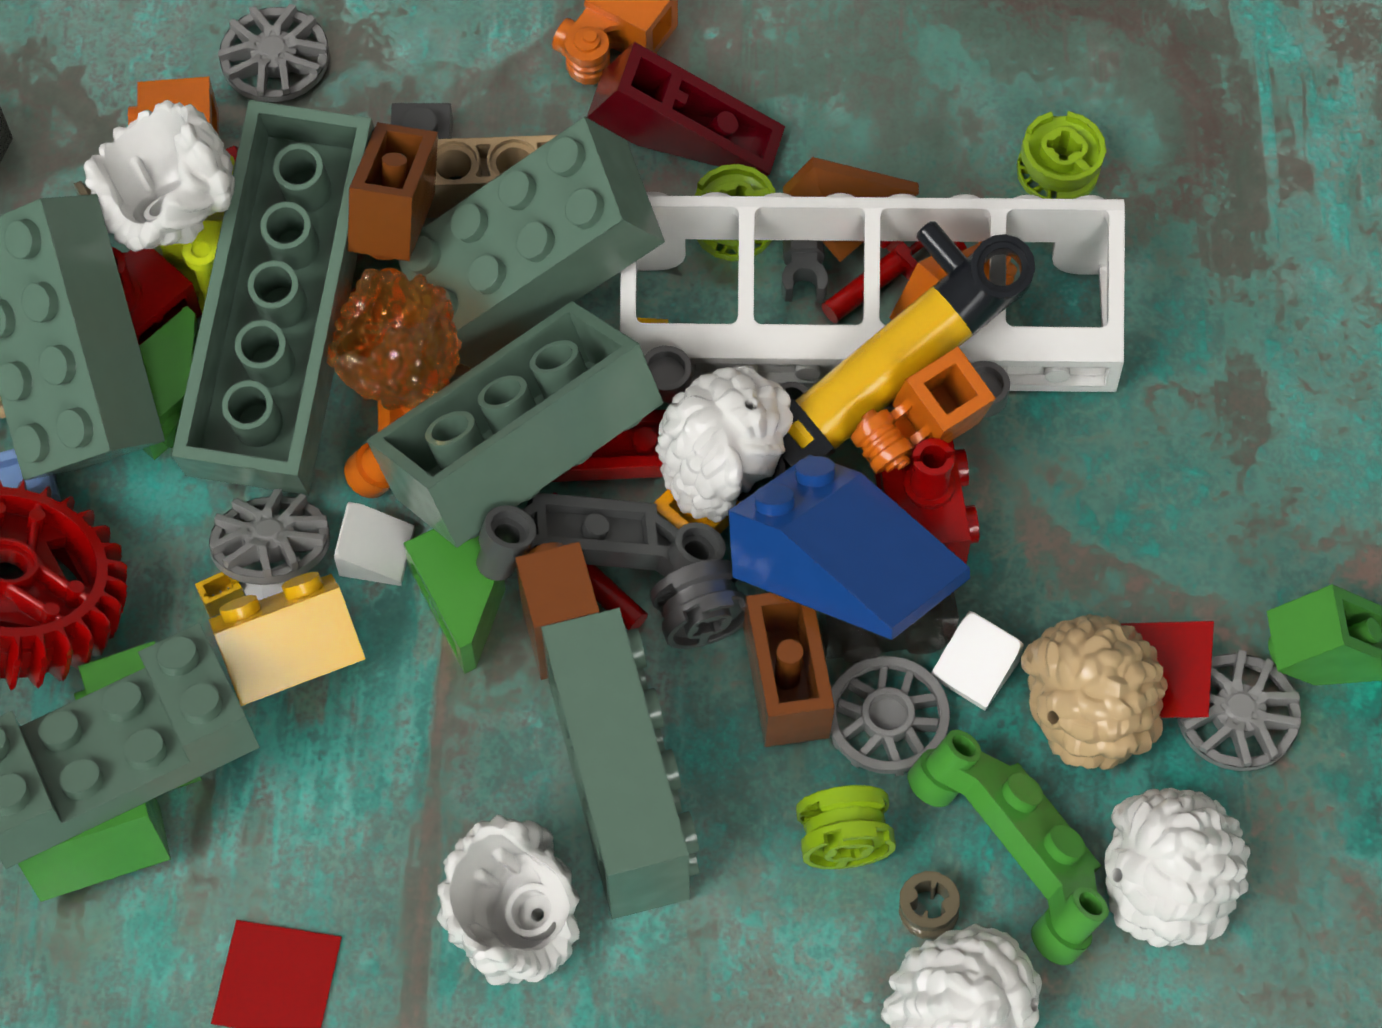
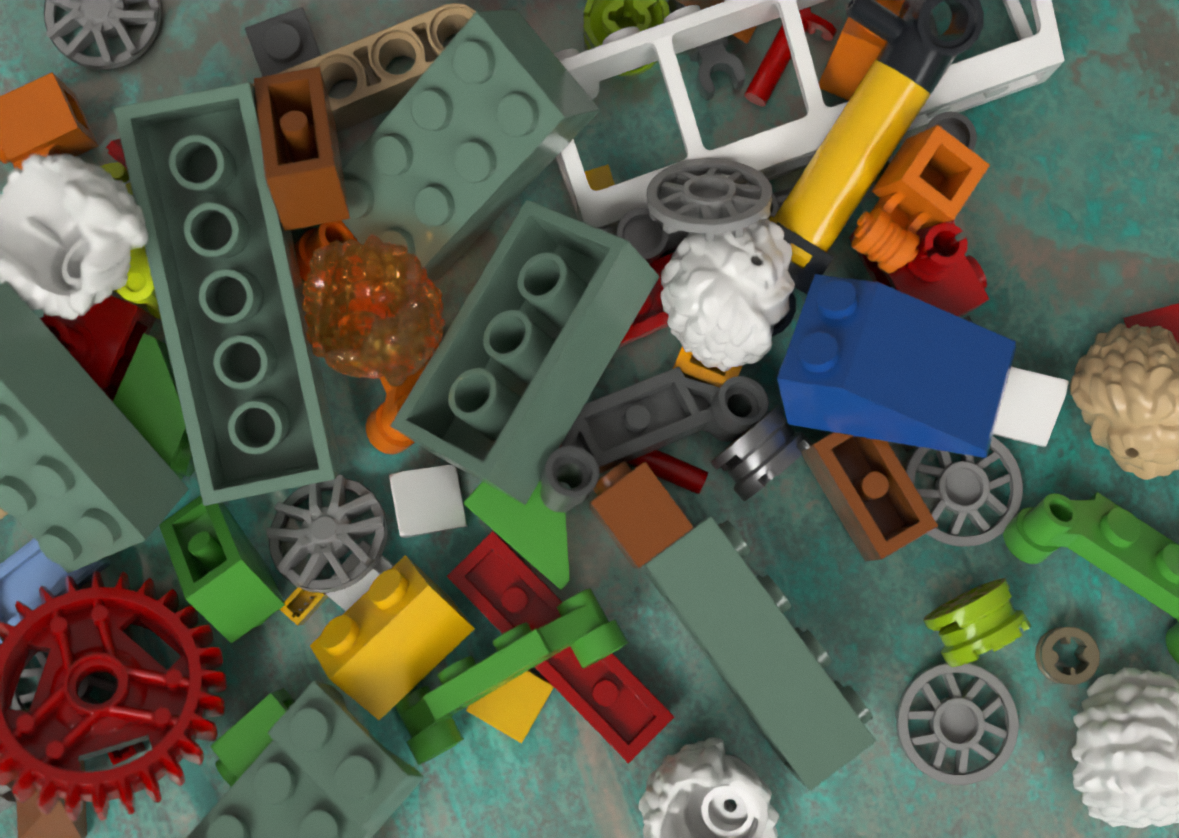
camera: 25 degrees left, 20 degrees up
(160, 533) = (220, 569): none -> bright green slope
(370, 693) = (430, 713): none -> bright green plate
(372, 746) = (514, 705): none -> yellow tile
(438, 711) = (602, 693): none -> red plate
(734, 349) = (709, 200): none -> light grey wheel
(794, 928) = (957, 723): none -> light grey wheel

